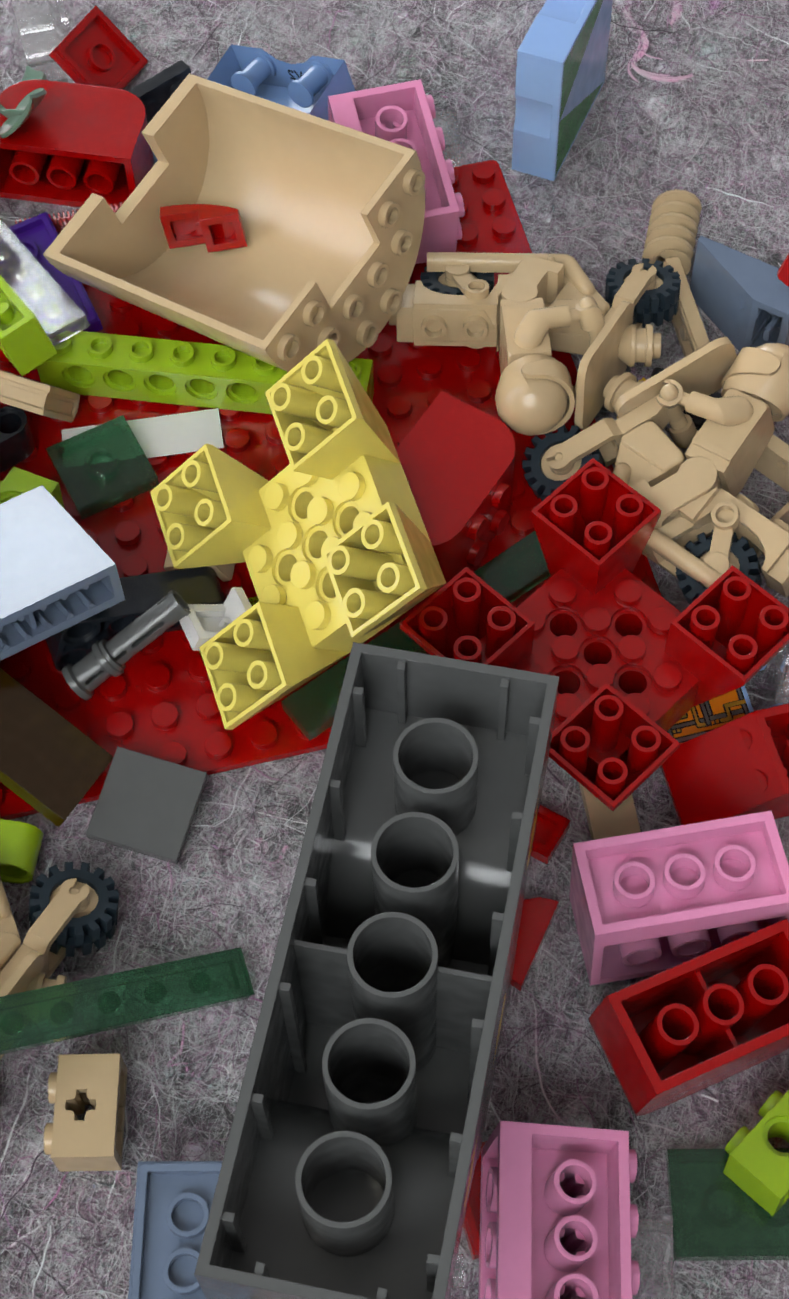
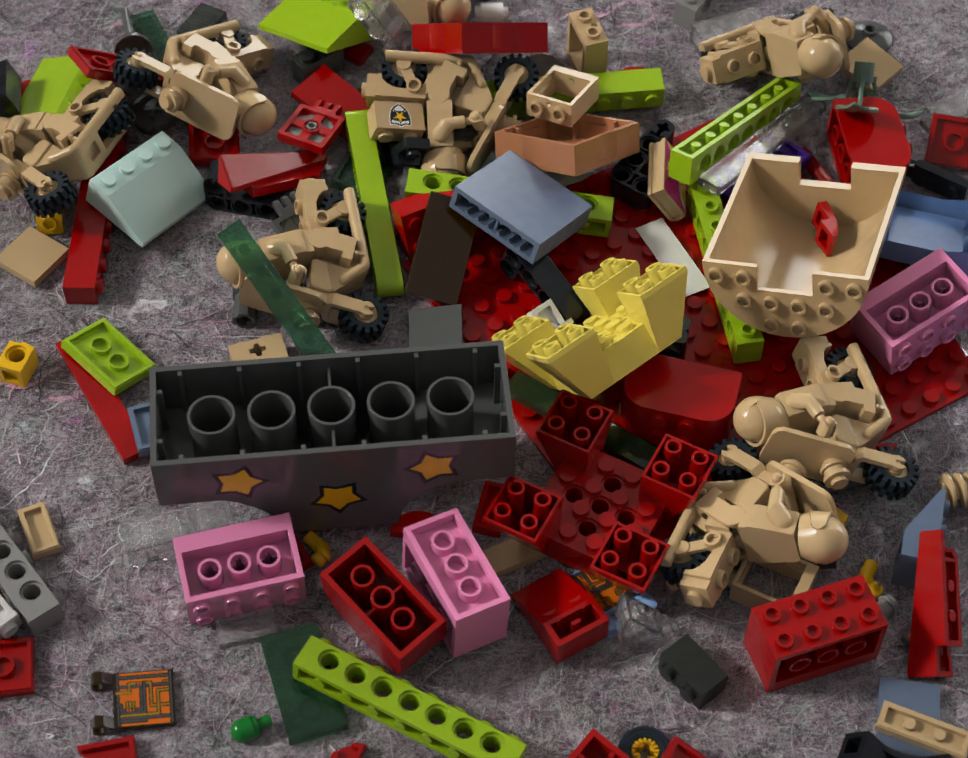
camera: 70 degrees right, 5 degrees down
(102, 467) = (642, 241): clear green tile -> none
(110, 656) = (511, 281): dark grey pin -> none
(522, 1104) = (321, 548): none -> yellow arm
(687, 320) = (897, 514): tan tile -> none

